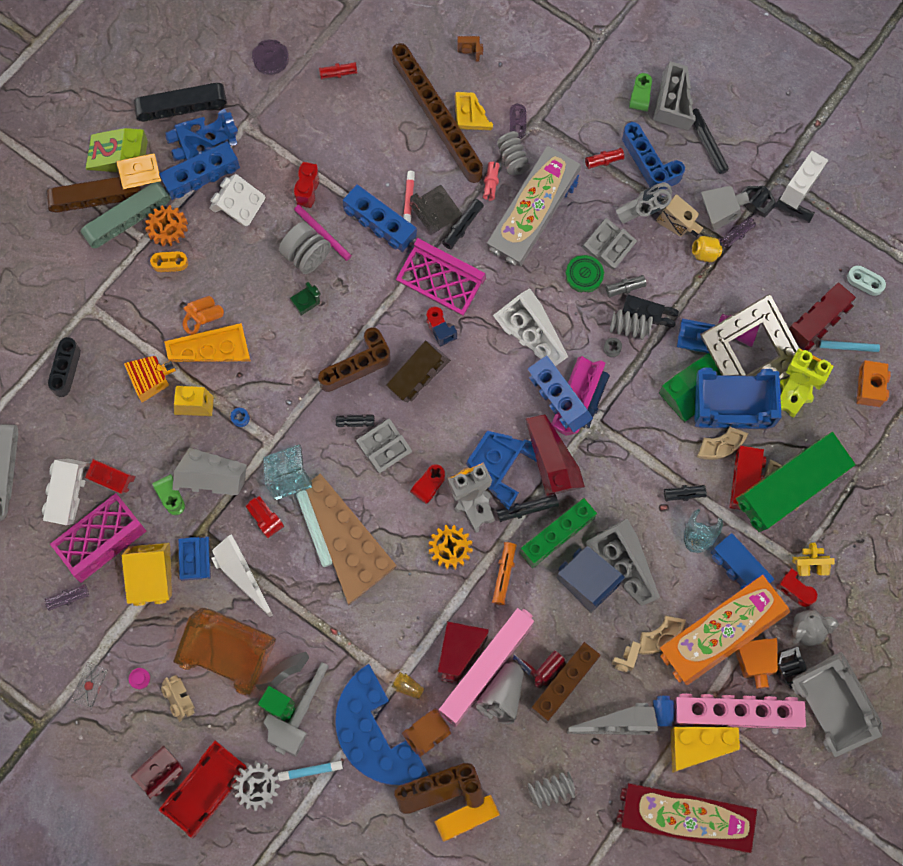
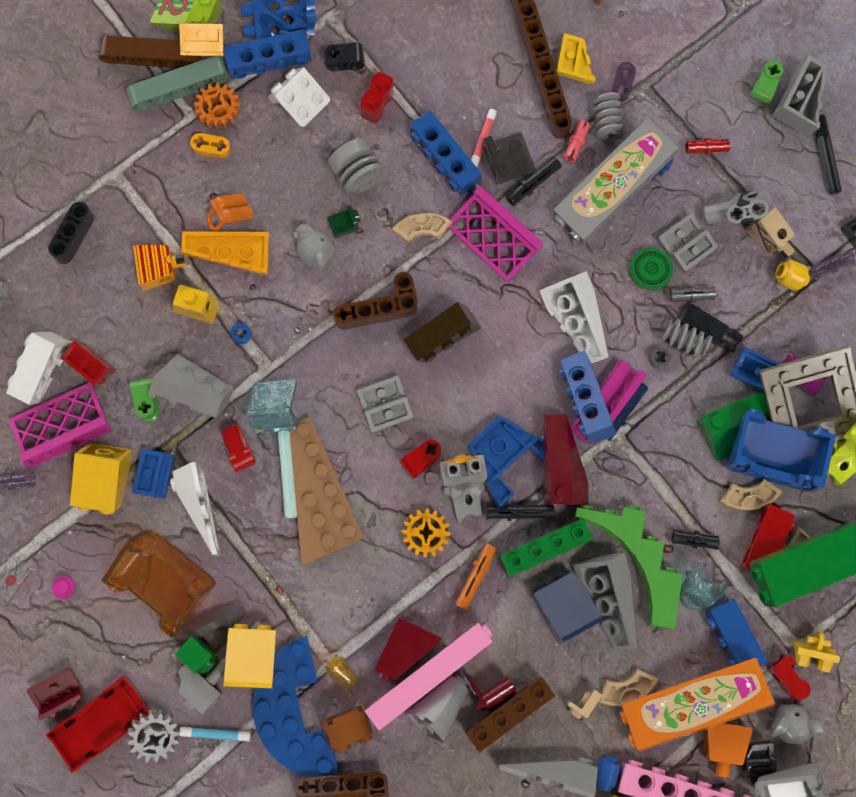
camera: 15 degrees right, 5 degrees up
(172, 691) = (97, 628): tan hinge -> none
(269, 156) = (346, 57): none -> black piece
(284, 326) = (313, 246): none -> light grey hair
(321, 231) = (380, 153): dark pink bar -> none
(325, 693) = (250, 656): none -> yellow slope
(355, 421) = (361, 368): black axle -> none
(375, 284) = (422, 224): none -> tan tile
(439, 327) = (477, 288): leg -> none
(635, 138) = (747, 131): blue beam -> none
(666, 538) = (661, 586): none -> bright green arch
(723, 205) = (824, 231): light grey torso -> none

